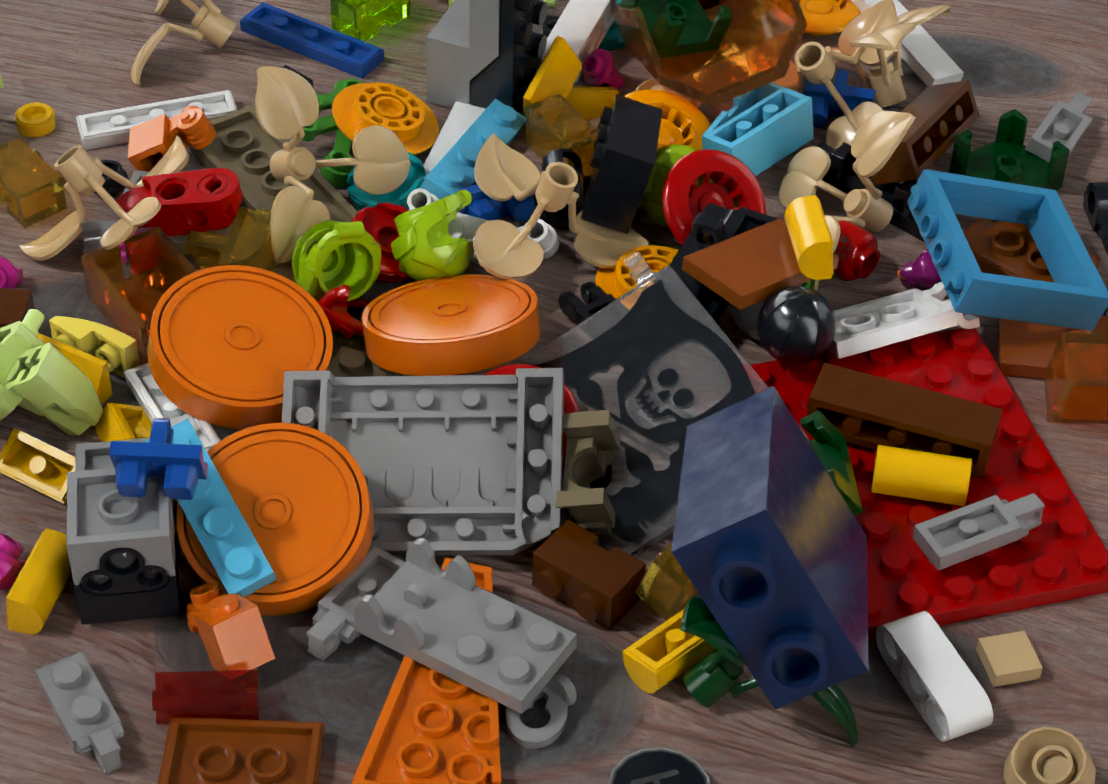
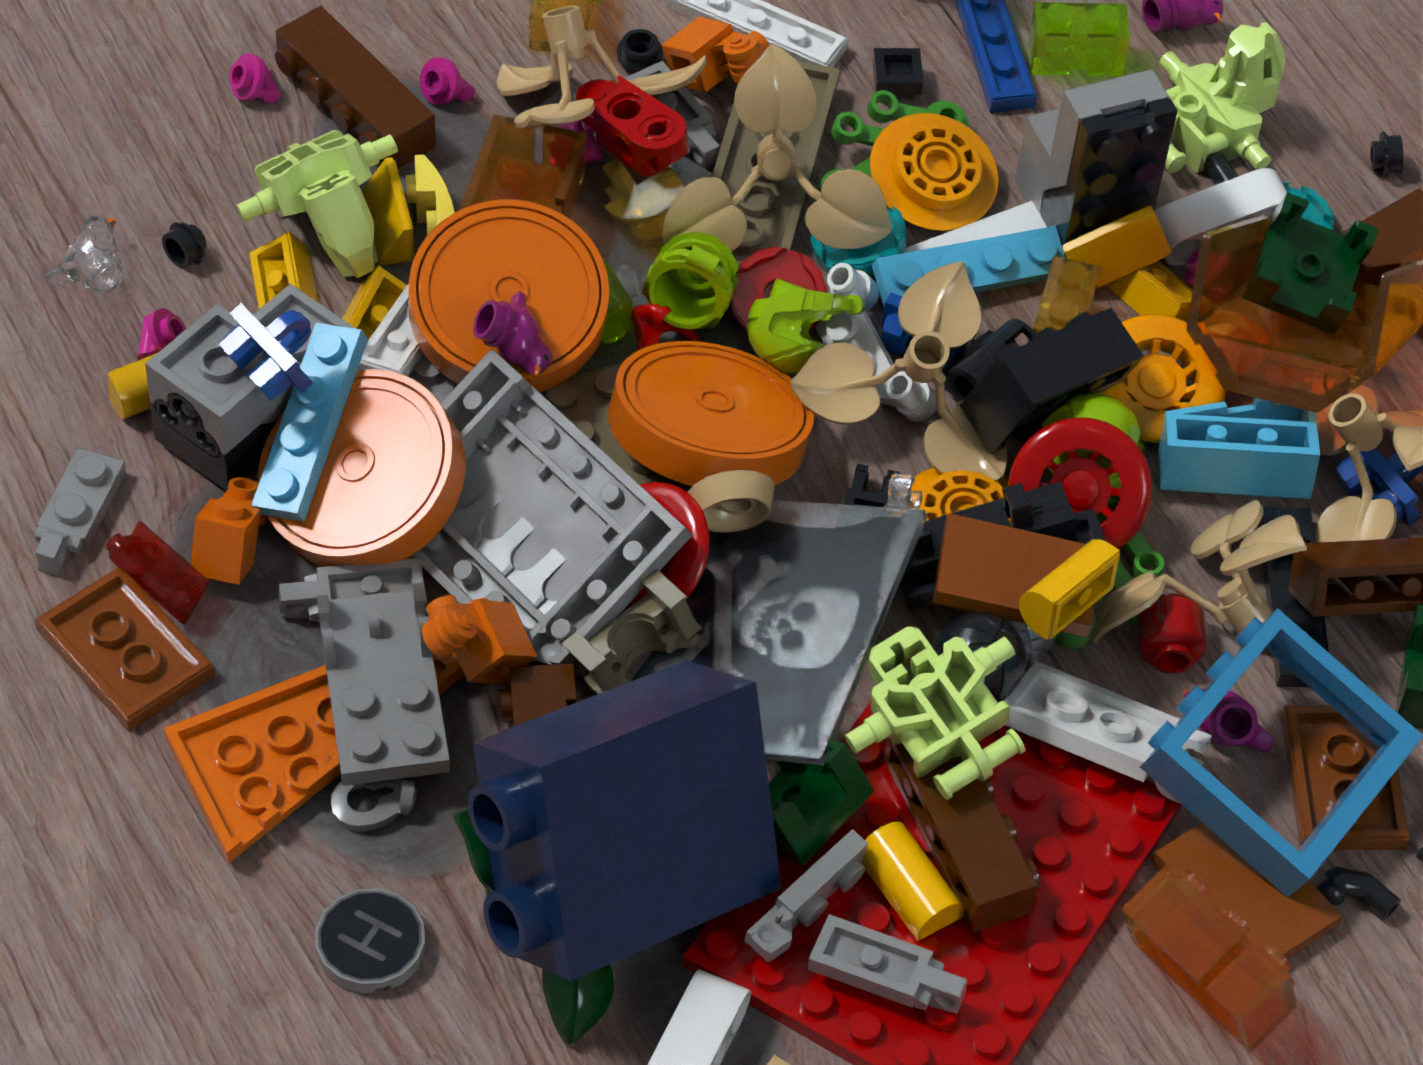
camera: 45 degrees right, 10 degrees up
(286, 351) = (513, 332): none -> magenta animal
(498, 546) = (482, 634): none -> orange brick
(544, 344) = (734, 499): none -> tan hat
(831, 352) = (938, 707): none -> yellowish green piece
(885, 527) = (807, 896): none -> light grey hinge

